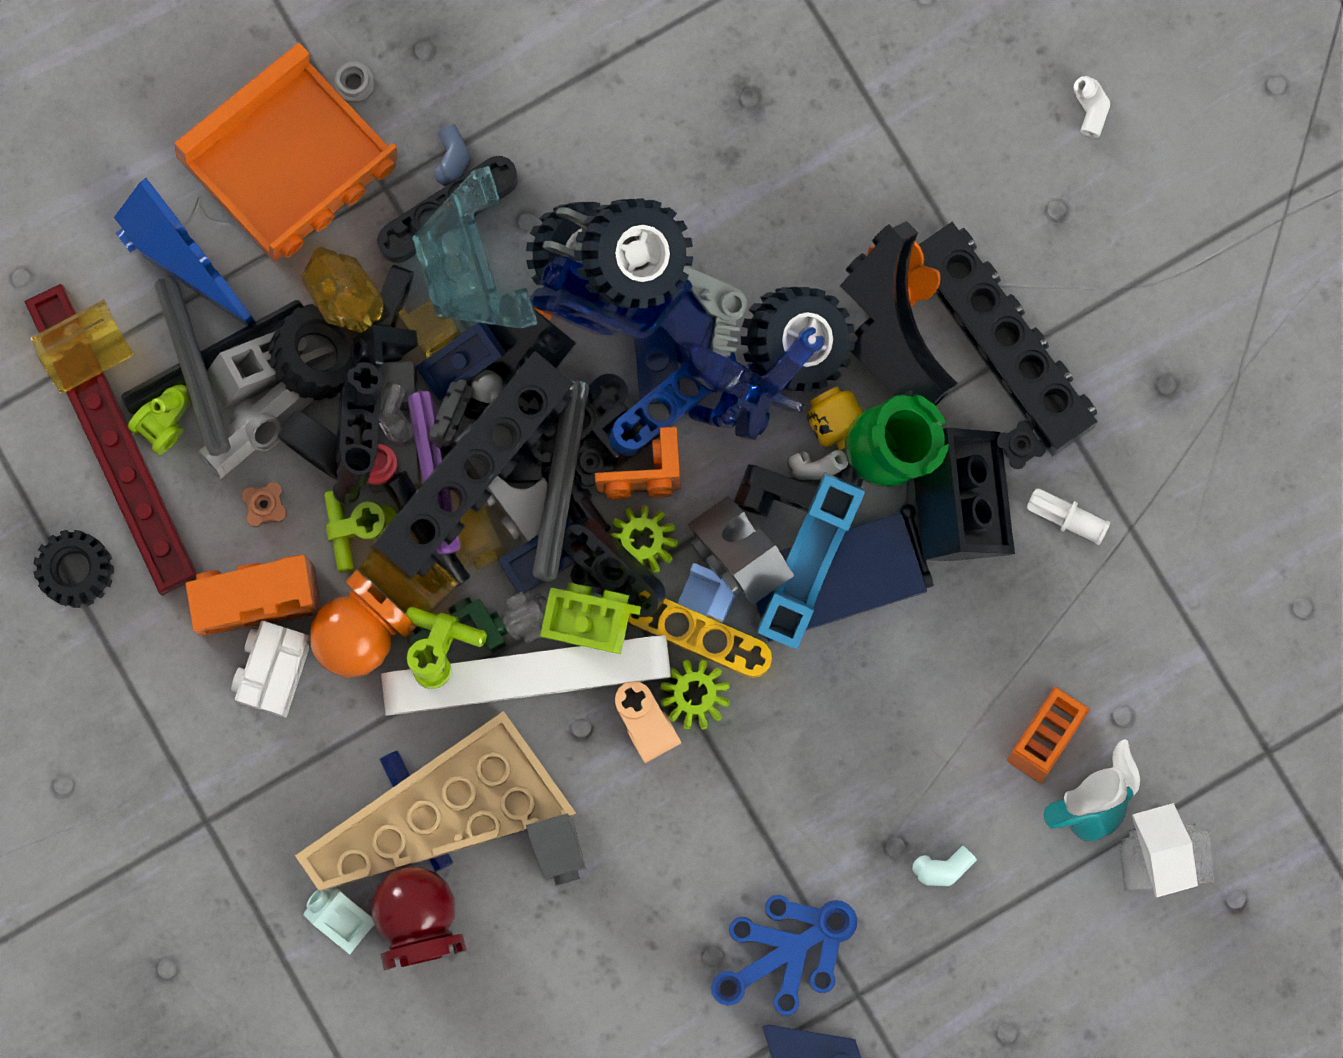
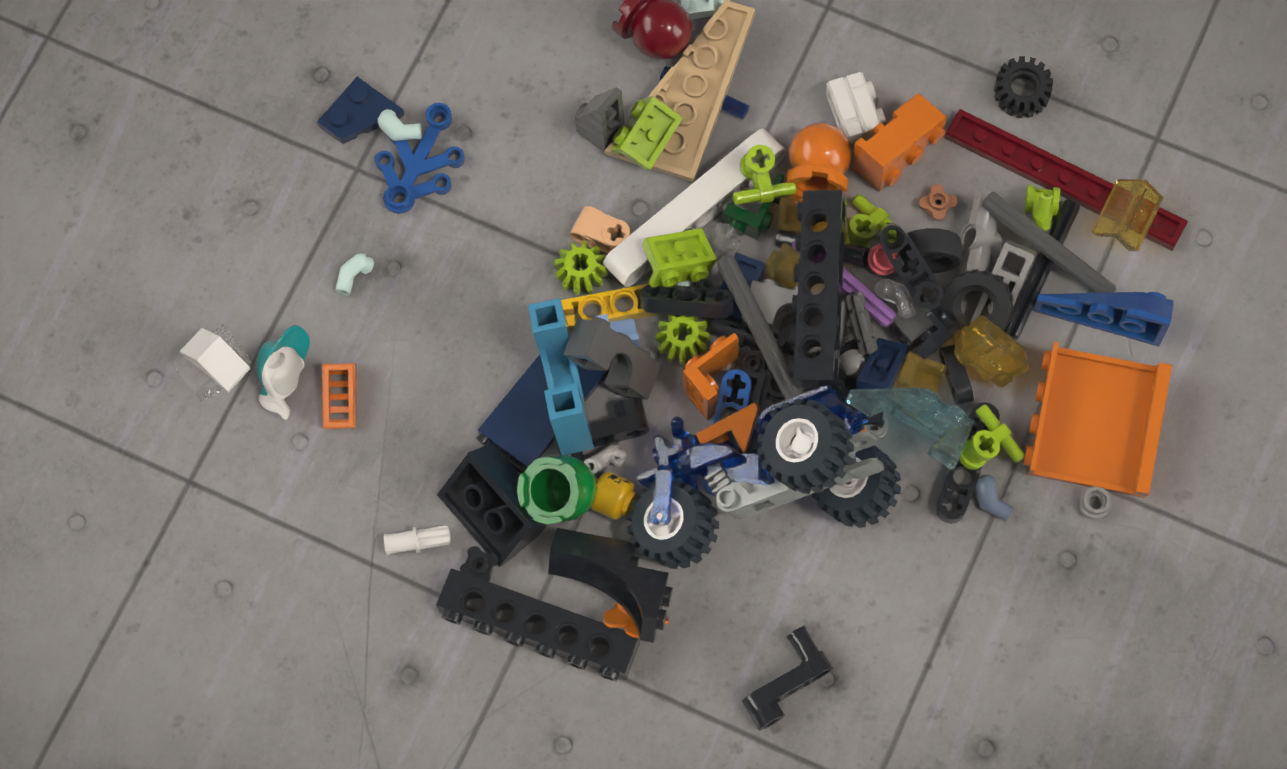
camera: 145 degrees right, 10 degrees down
(423, 198) = (986, 444): none -> lime piece
(520, 793) = (646, 132): none -> lime bracket
(661, 387) = (740, 423): none -> orange slope
(788, 1003) = (396, 129): none -> light aqua arm
(829, 110) = (763, 702): none -> black beam

